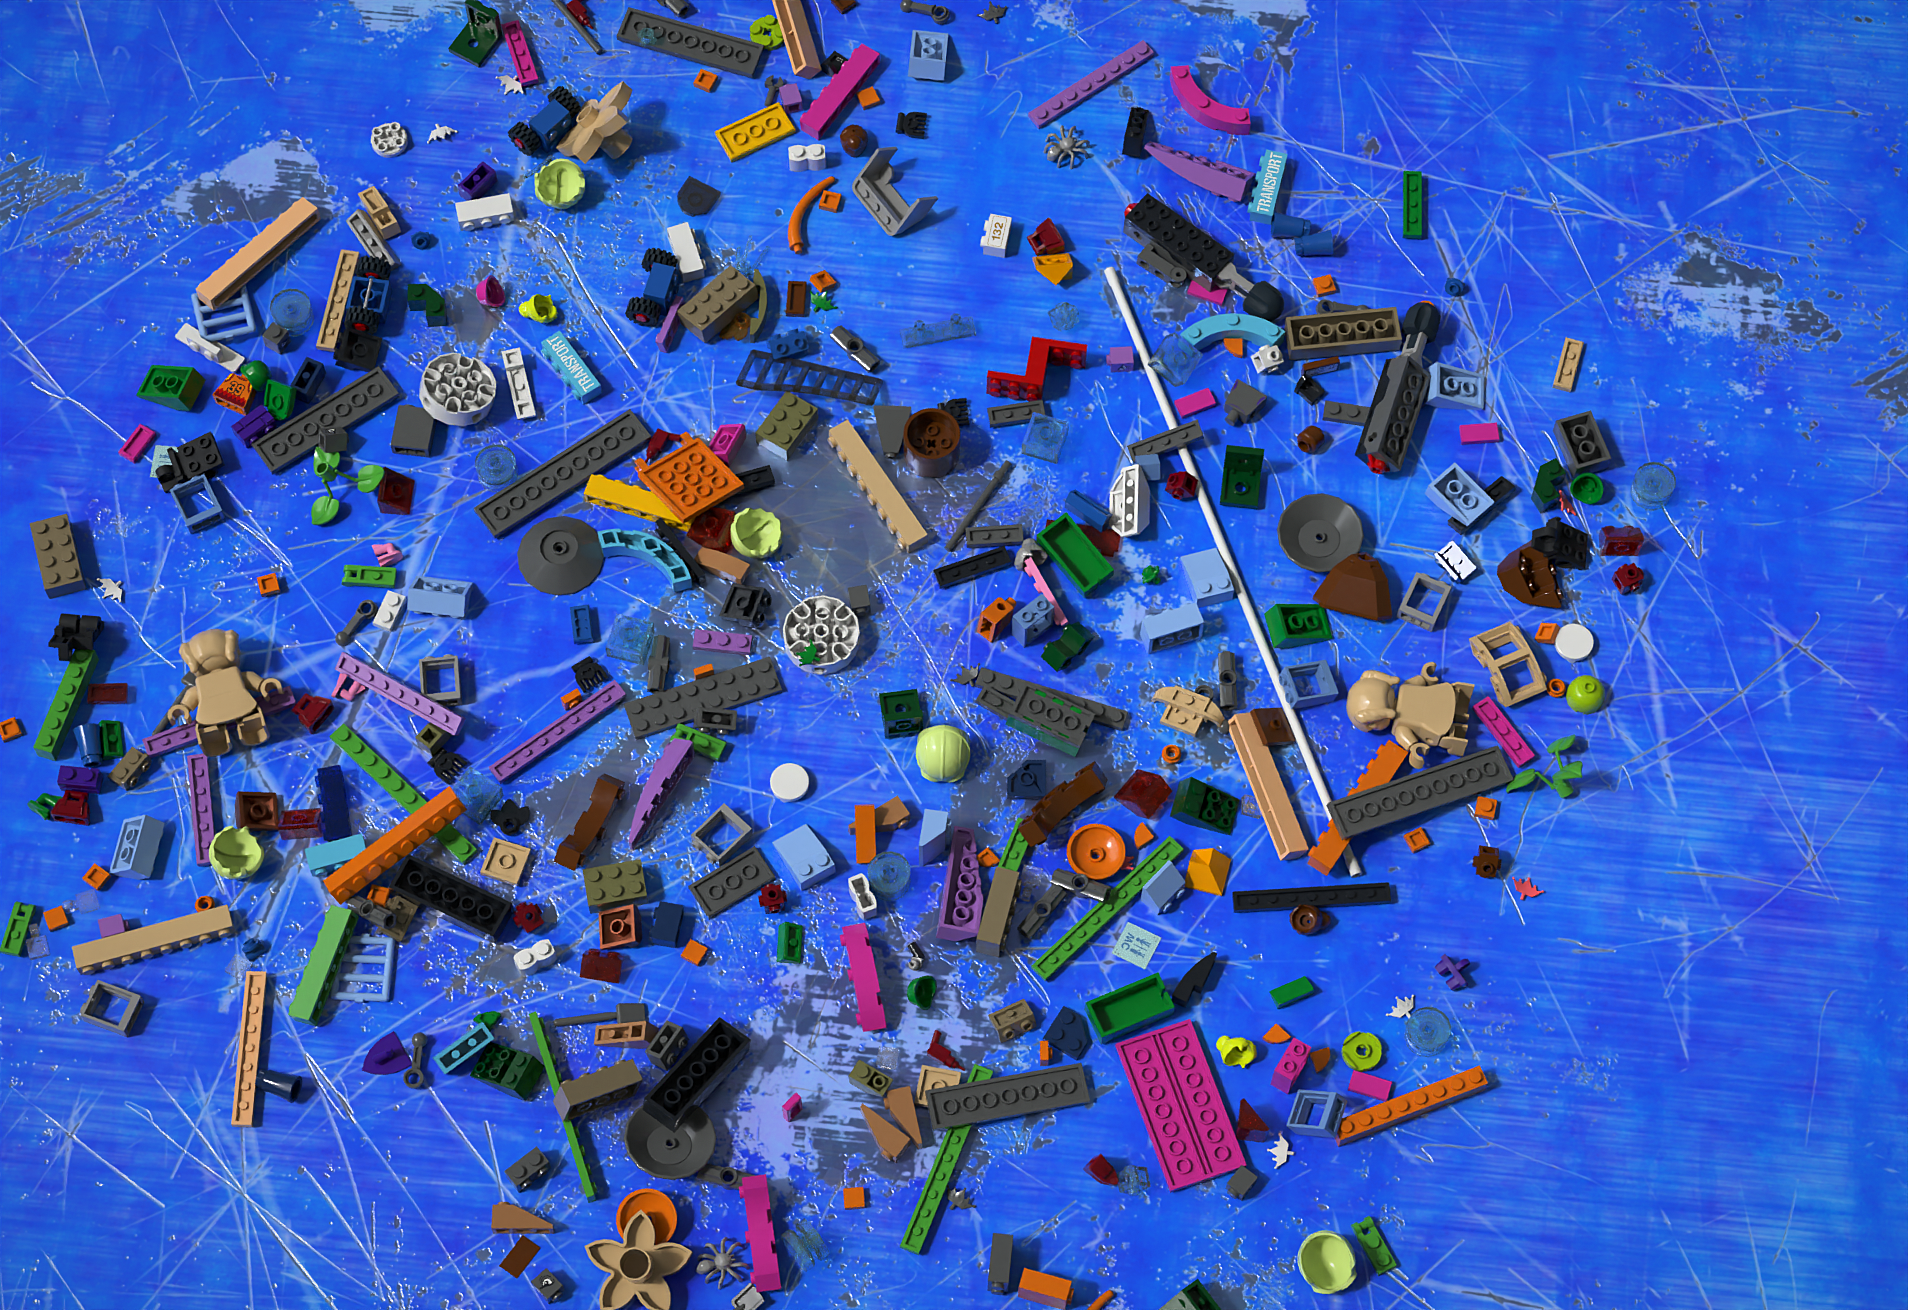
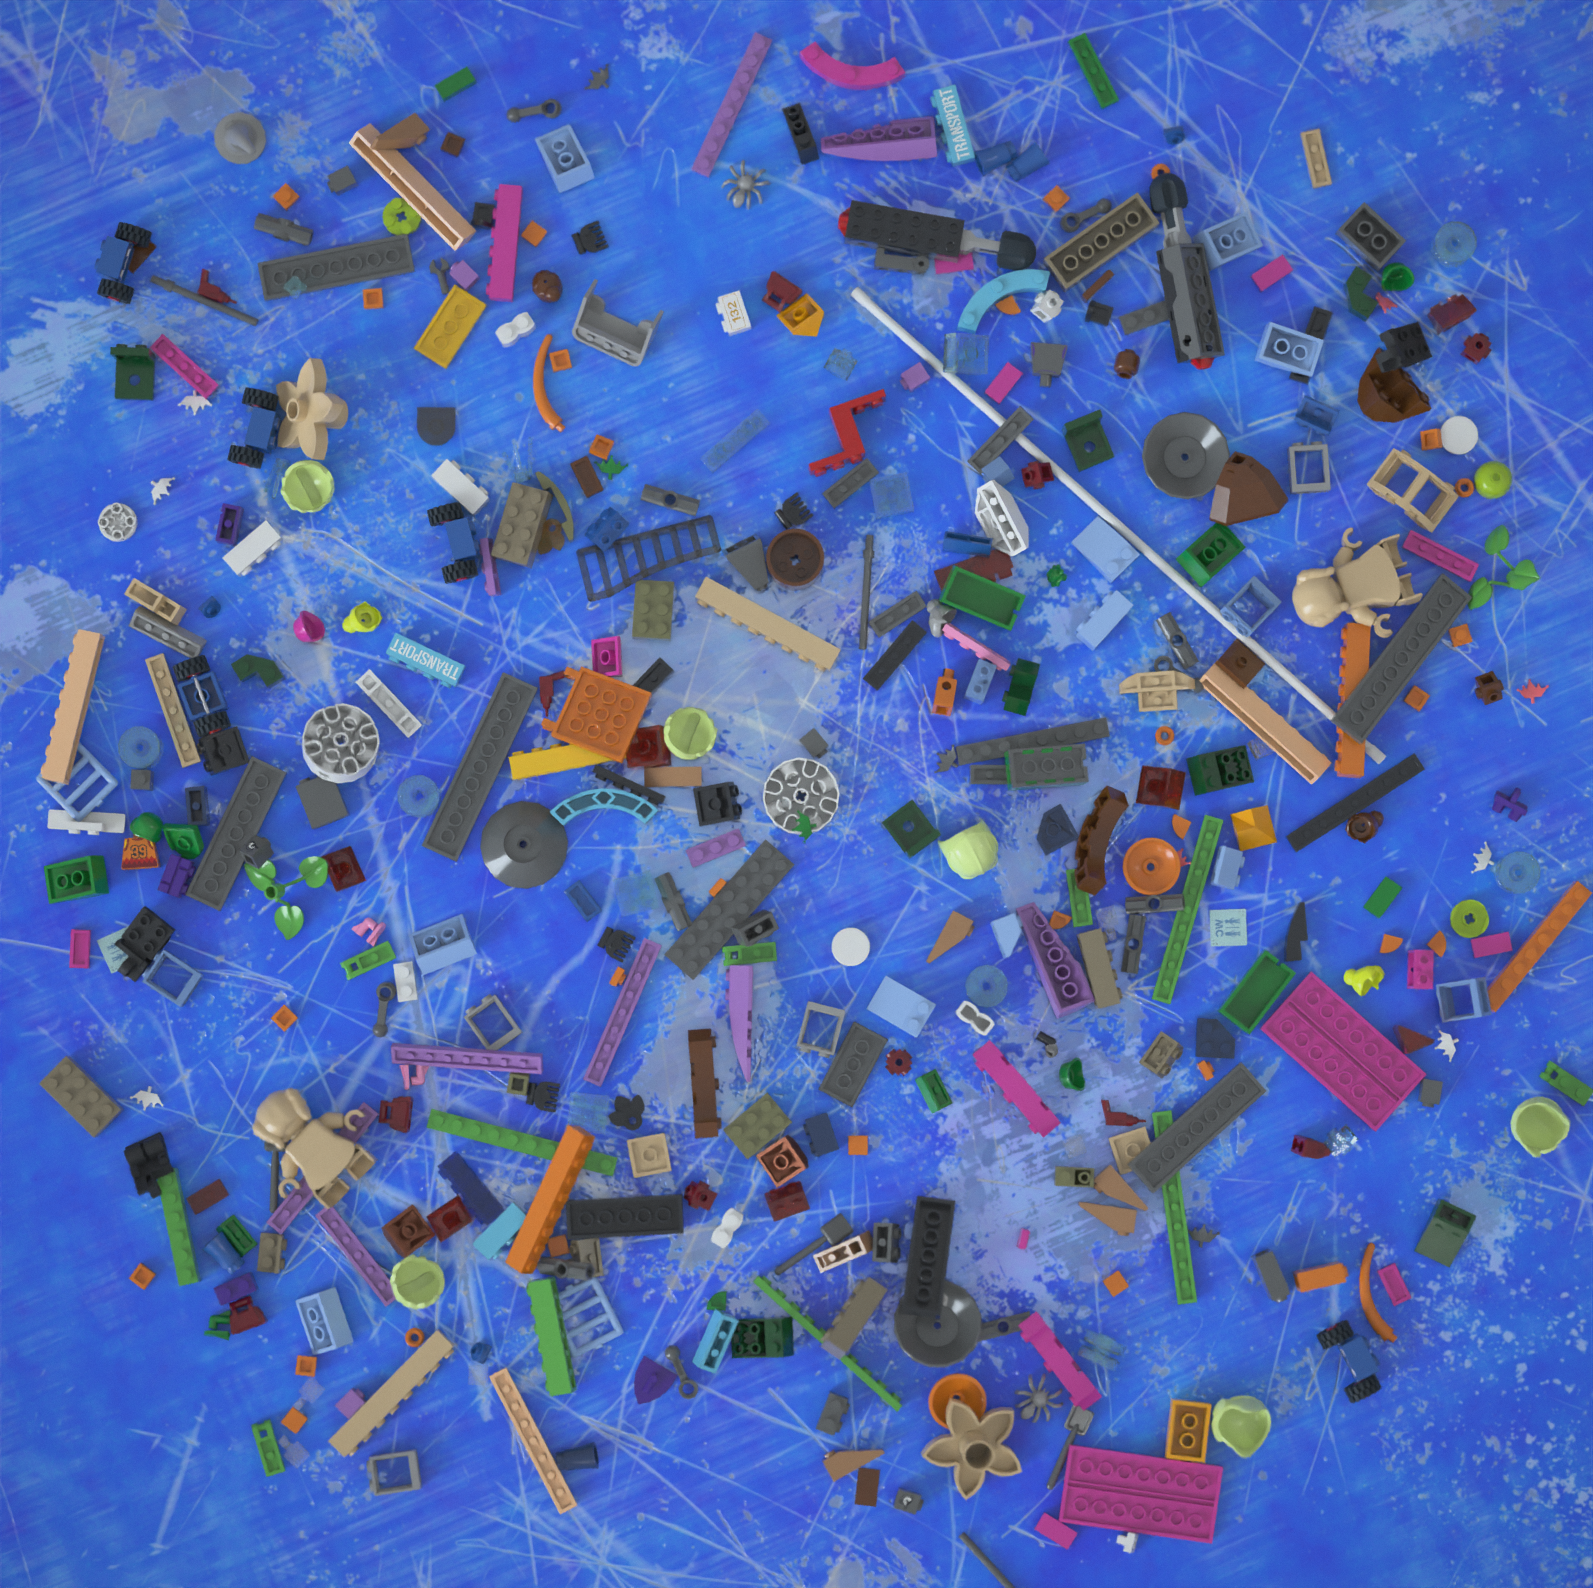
camera: 30 degrees left, 20 degrees up
(865, 833) = (945, 960): orange tile -> none

